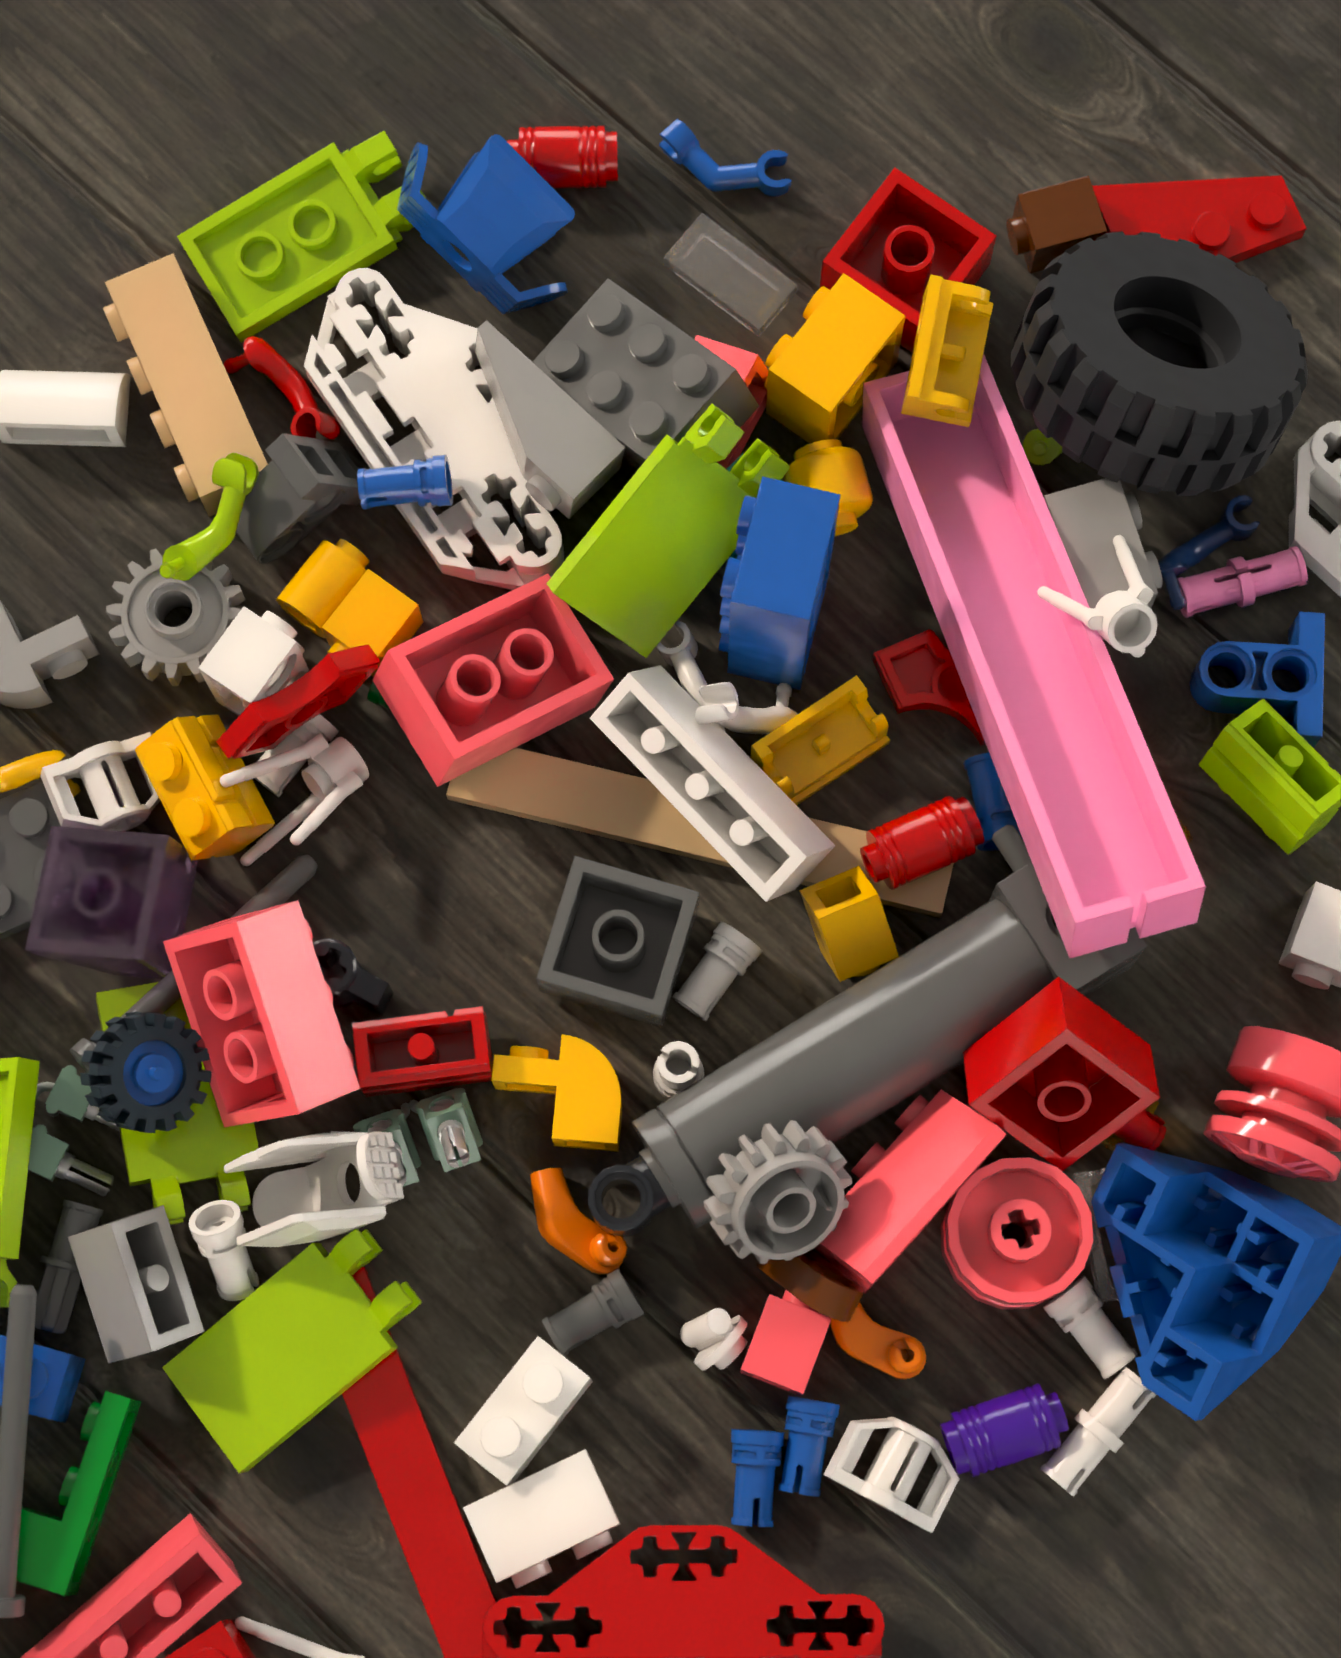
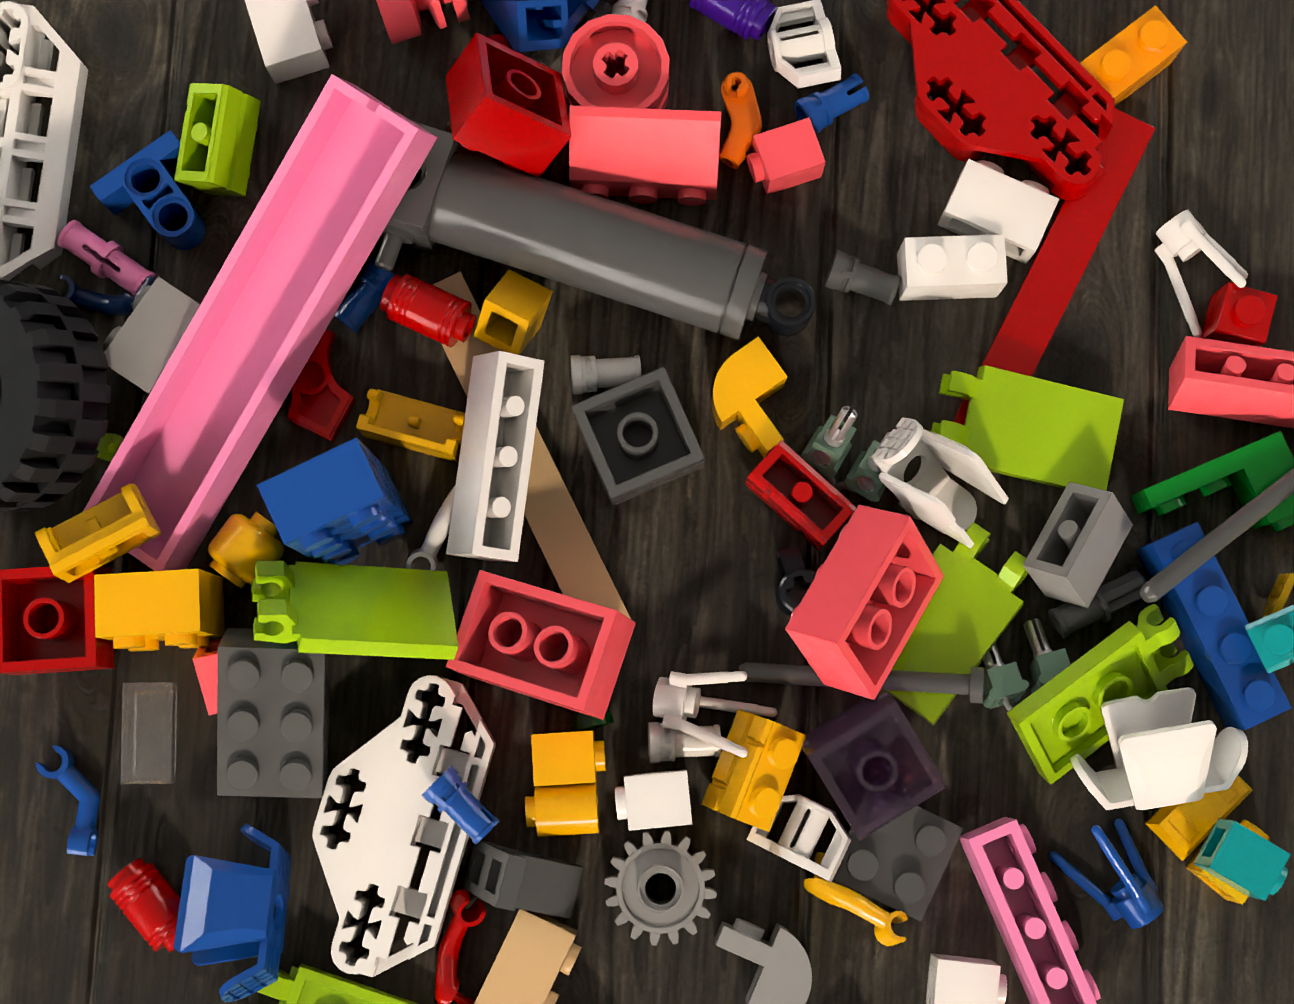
camera: 130 degrees left, 5 degrees up
(145, 1072) = (958, 641): black wheel -> none
(189, 557) = (619, 907): lime piece -> none
(215, 1231) = (1009, 521): white pin -> none
(325, 686) = (656, 750): red tile -> none
(552, 437) = (354, 739): light grey slope -> none
(570, 1229) = (826, 335): orange arm -> none
(677, 1068) = (682, 344): white pin -> none
(715, 1337) = (817, 195): white plate -> none
(723, 706) = (441, 484): white piece -> none
(755, 1460) = (863, 123): blue pin -> none
(778, 1193) = (713, 206): light grey gear -> none
(816, 1284) = (740, 168): reddish brown beam -> none
(1119, 616) = (196, 272): white plant -> none

